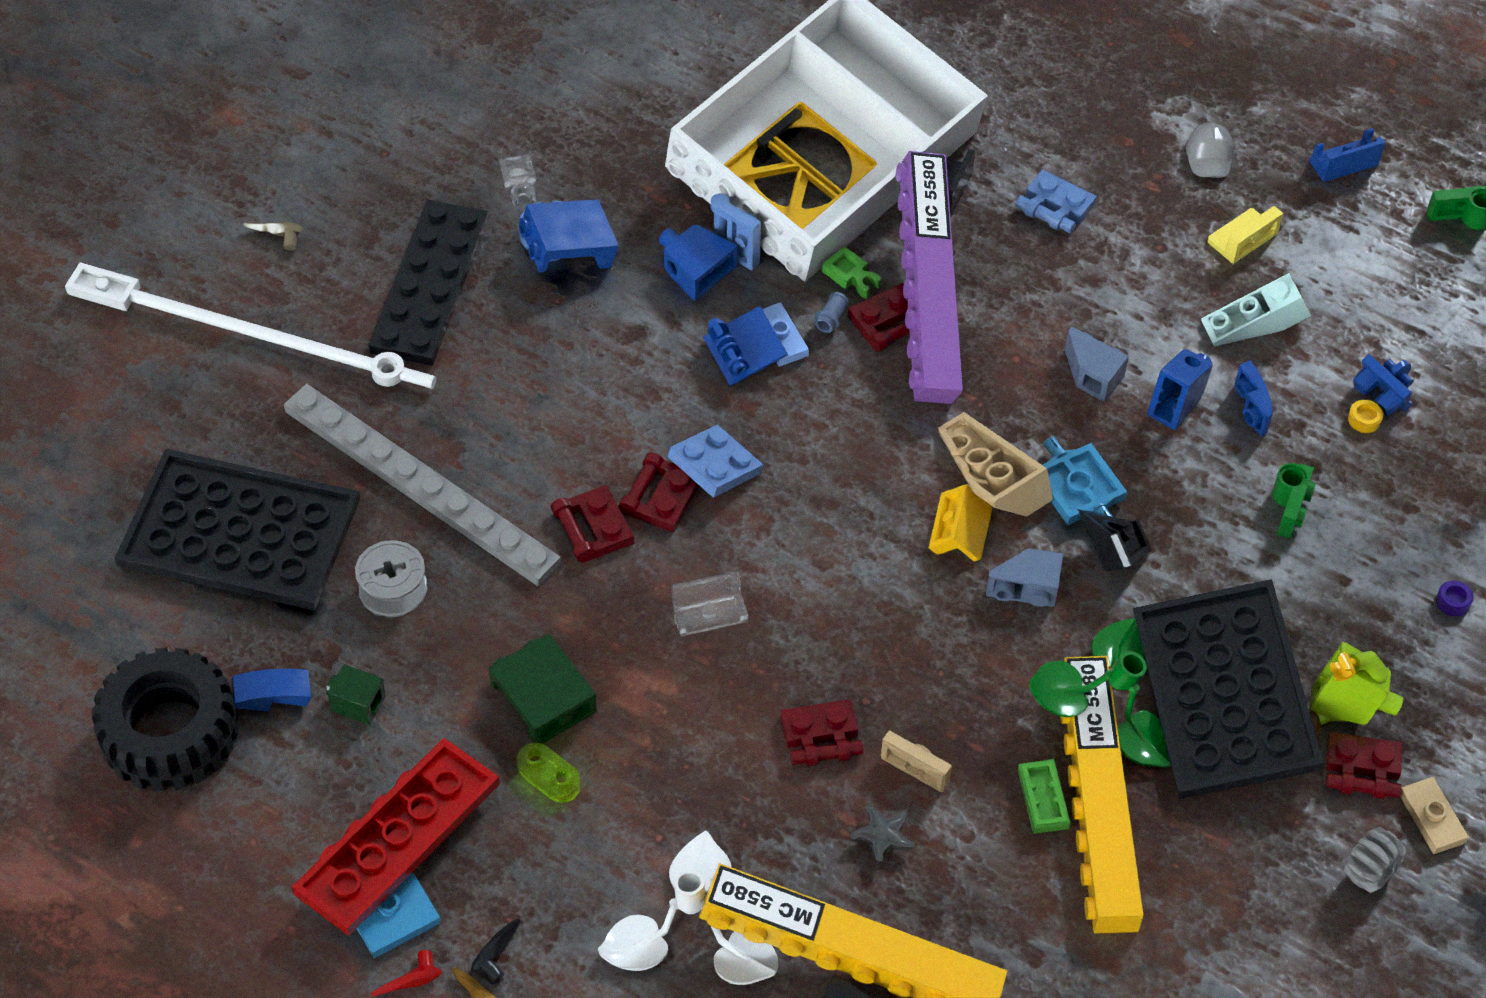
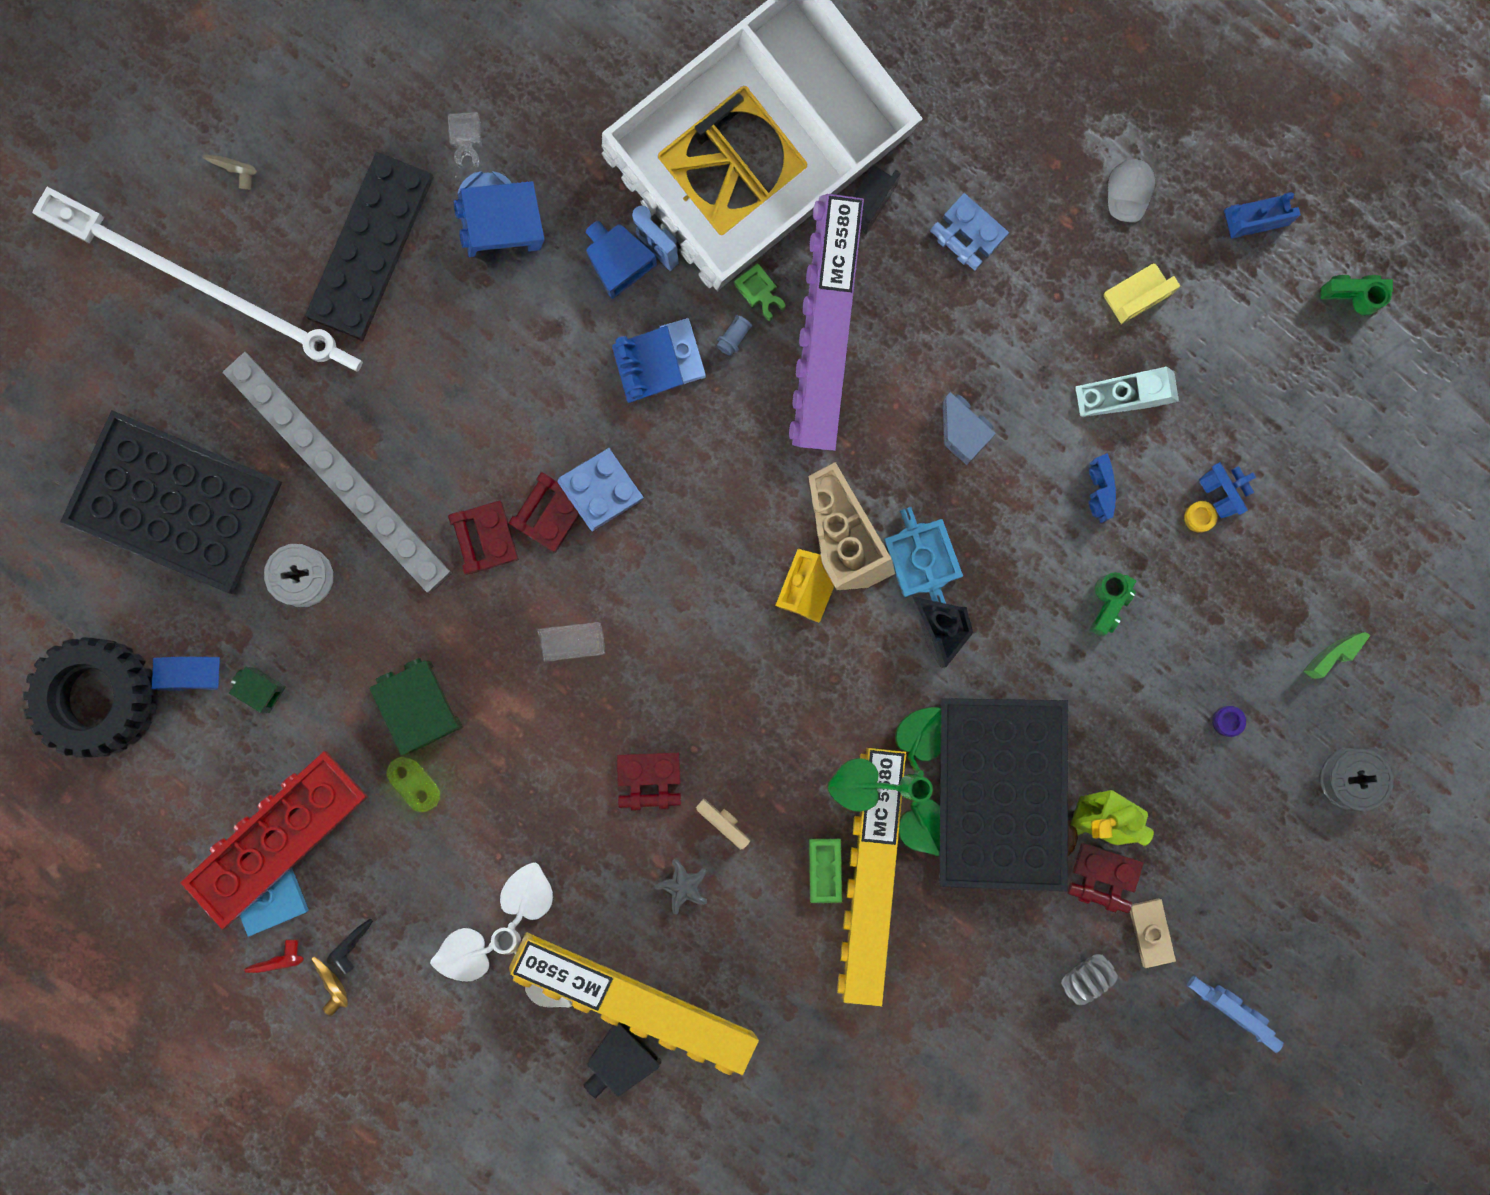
camera: 10 degrees right, 30 degrees up
(880, 313) = (776, 341): dark red plate -> none
(1027, 578) = (858, 652): sand blue slope -> none
(1183, 374) = (1038, 469): blue torso -> none

